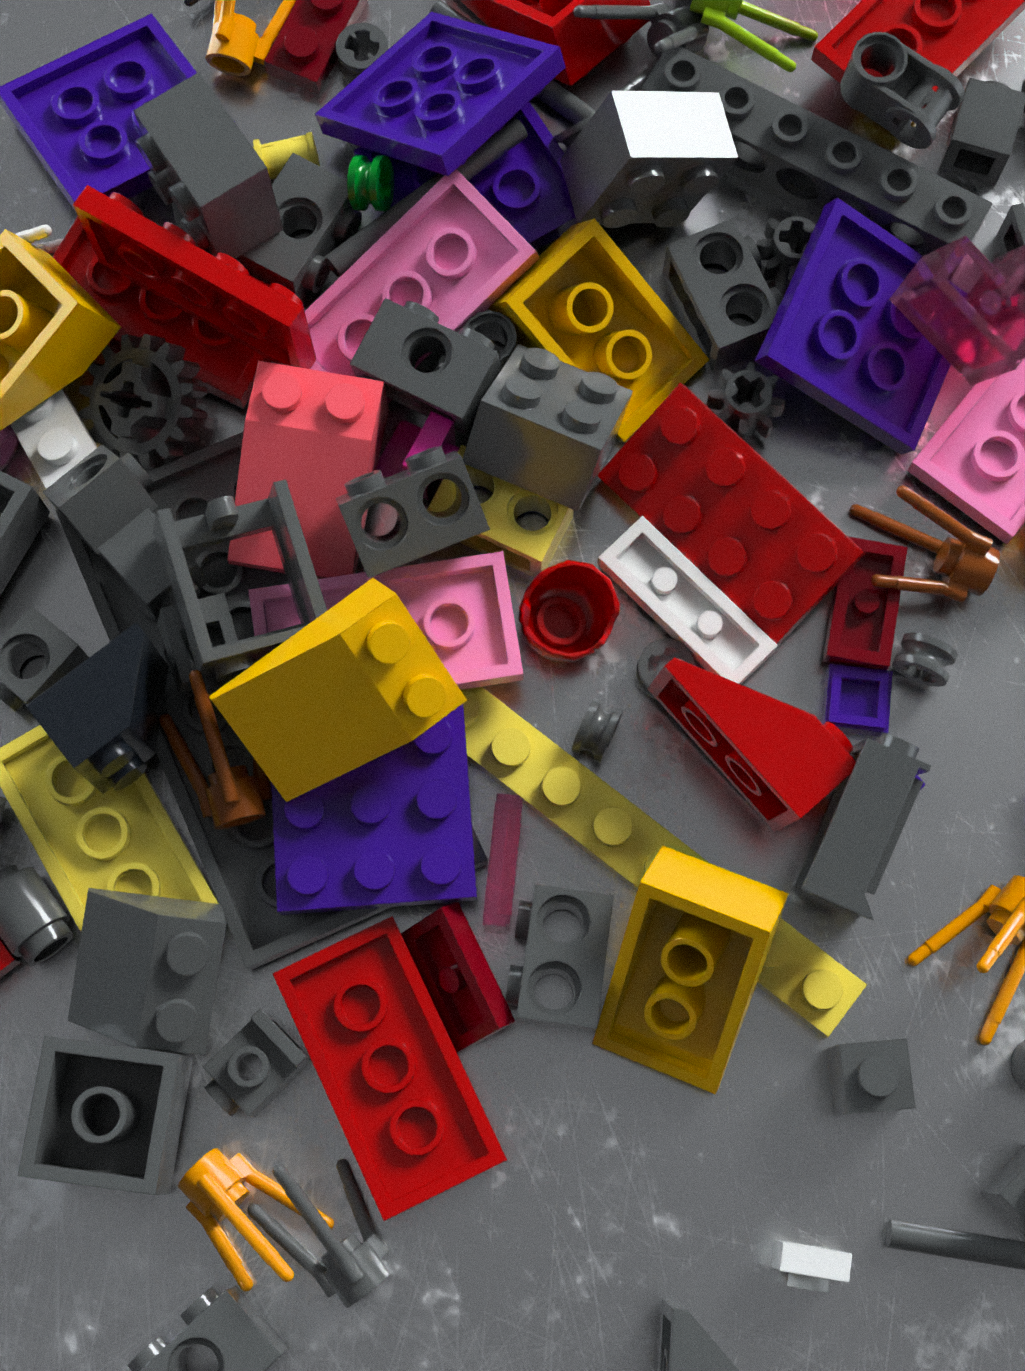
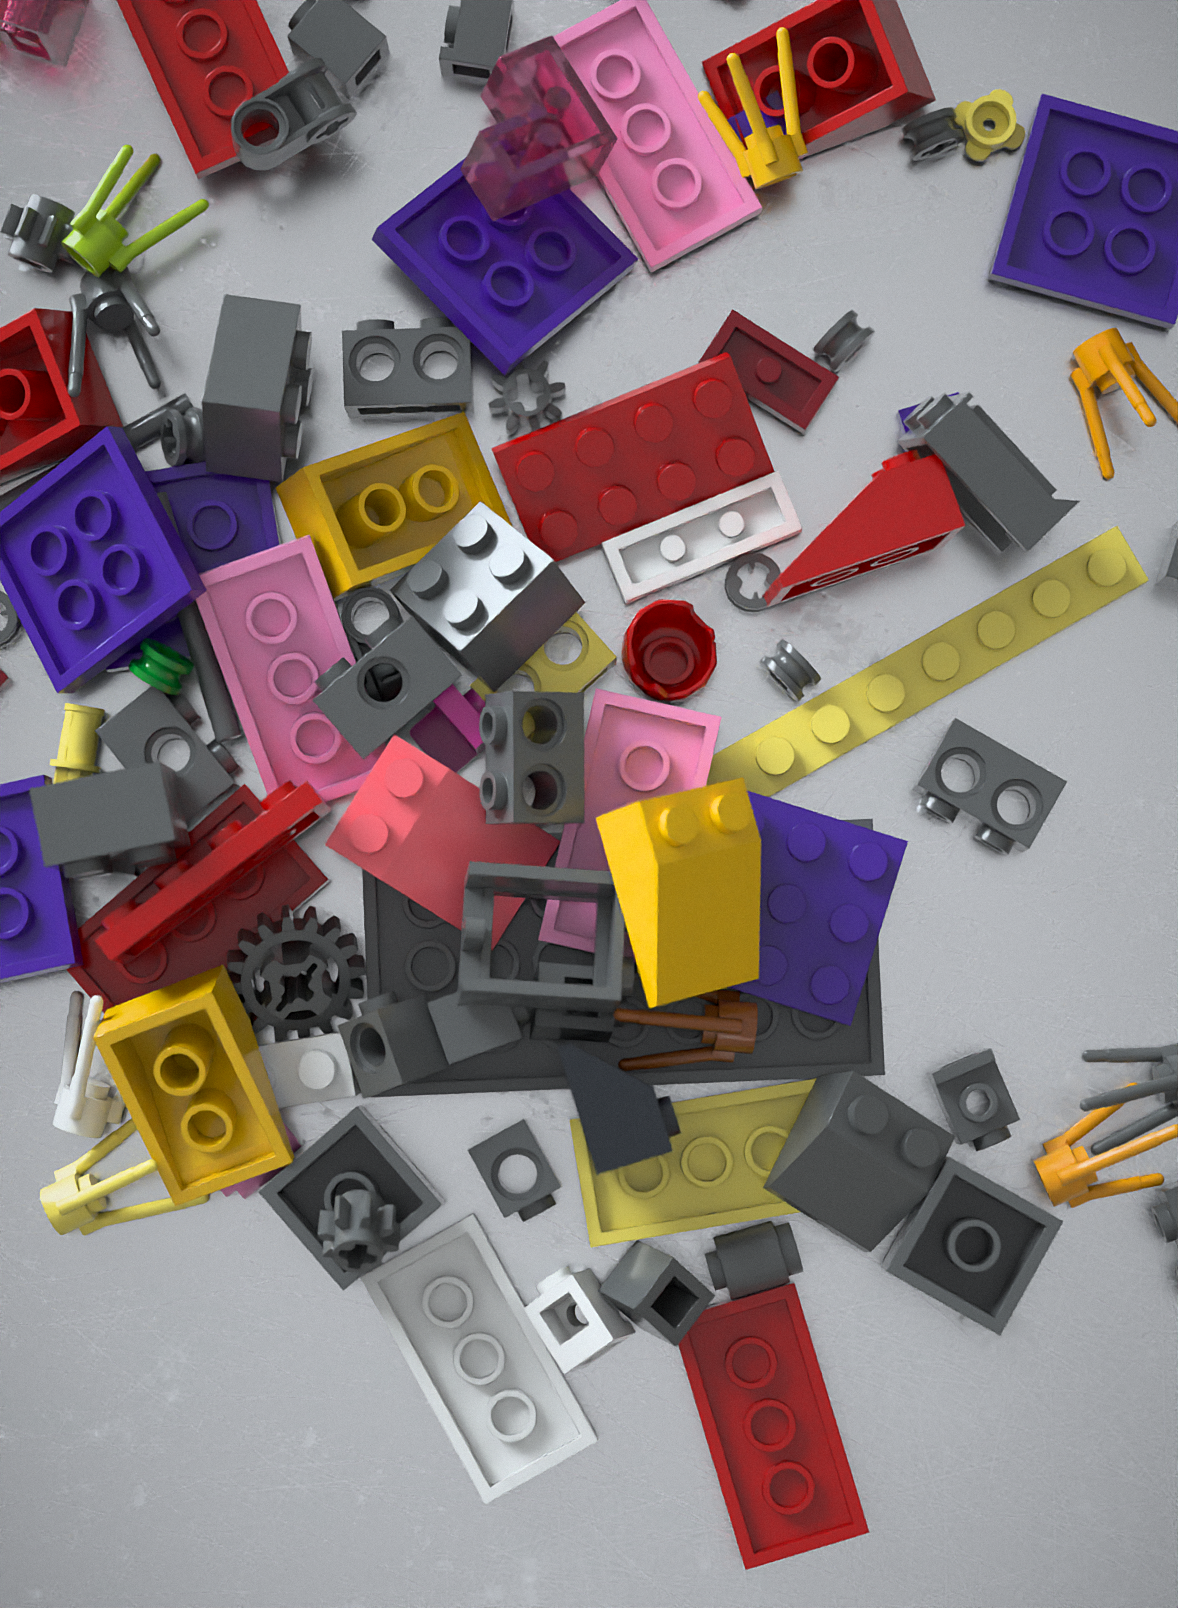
camera: 65 degrees left, 10 degrees up
(389, 1068) = (1021, 980): red plate -> none
(457, 977) = (967, 887): dark red plate -> none
(502, 864) = (881, 806): clear pink tile -> none
(688, 967) = (1045, 676): yellow slope -> none
(780, 239) = (395, 301): dark grey gear -> none
(818, 161) = (312, 220): dark grey brick -> none
(857, 699) = (853, 418): dark purple tile -> none
(963, 563) = (763, 266): dark orange plant -> none

